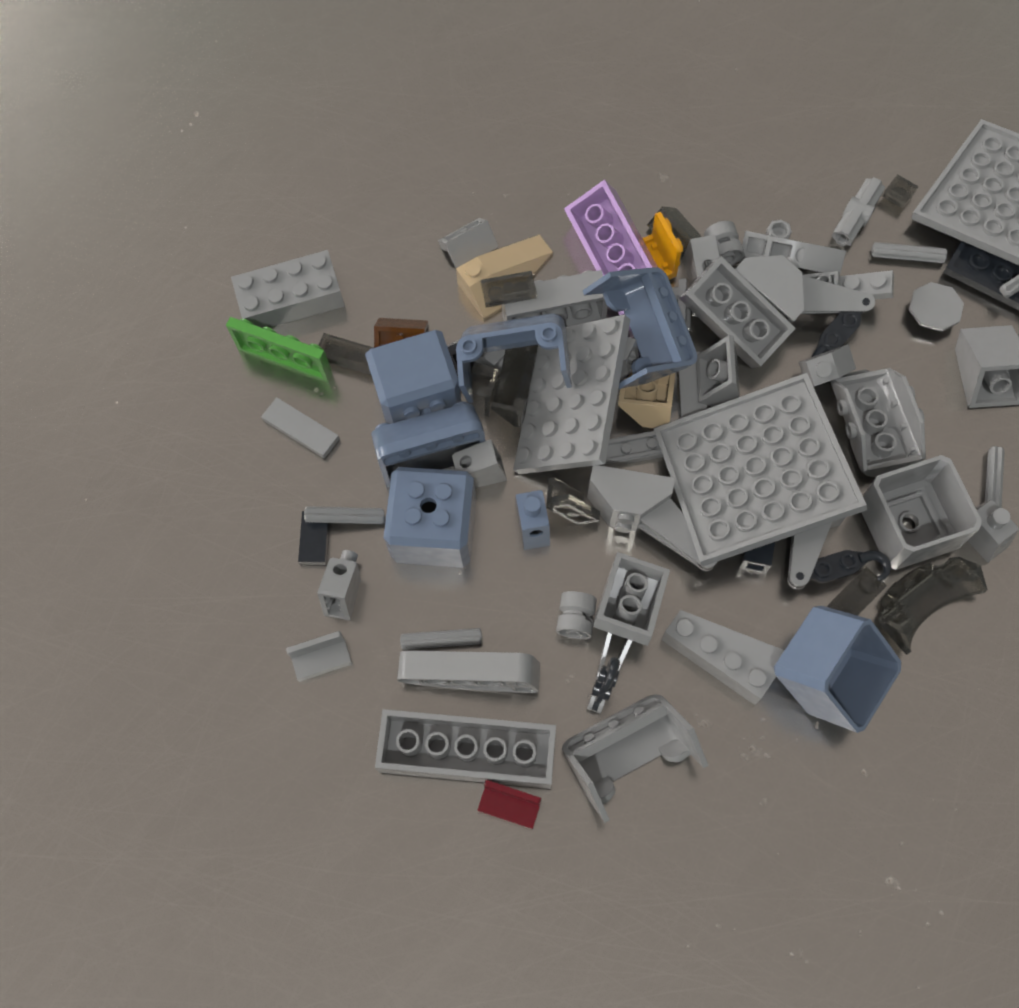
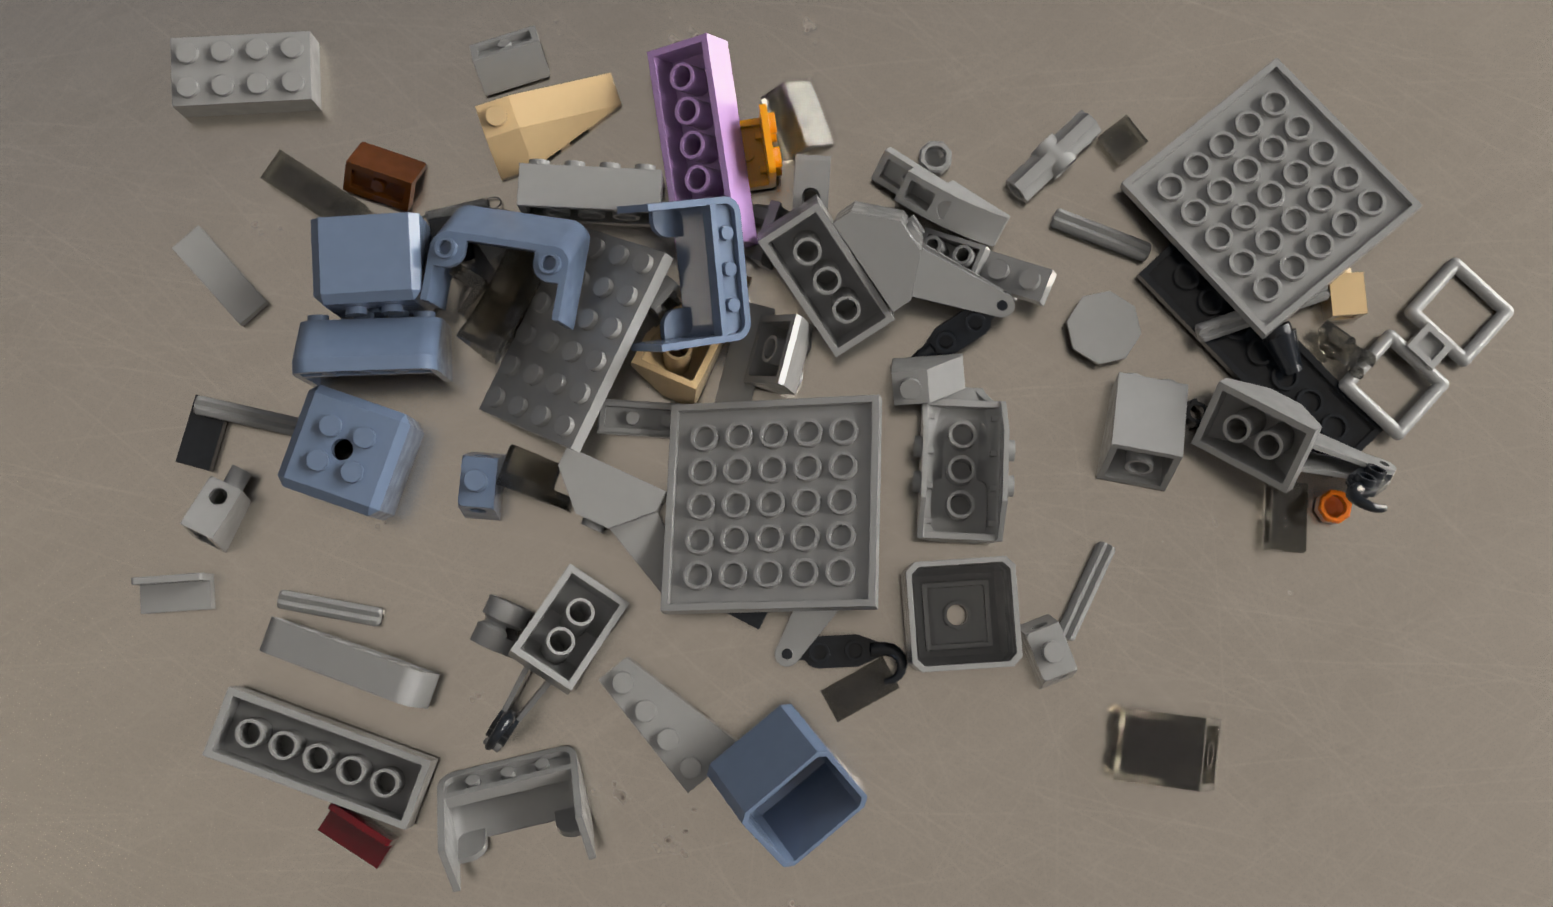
camera: 10 degrees right, 15 degrees up
(279, 349) = (214, 160): bright green plate -> none
(481, 462) = (430, 396): light grey torso -> none
(508, 289) = (526, 170): clear smoke plate -> none
(727, 241) = (856, 148): light grey wheel -> none
(923, 593) = (935, 710): clear smoke windscreen -> none

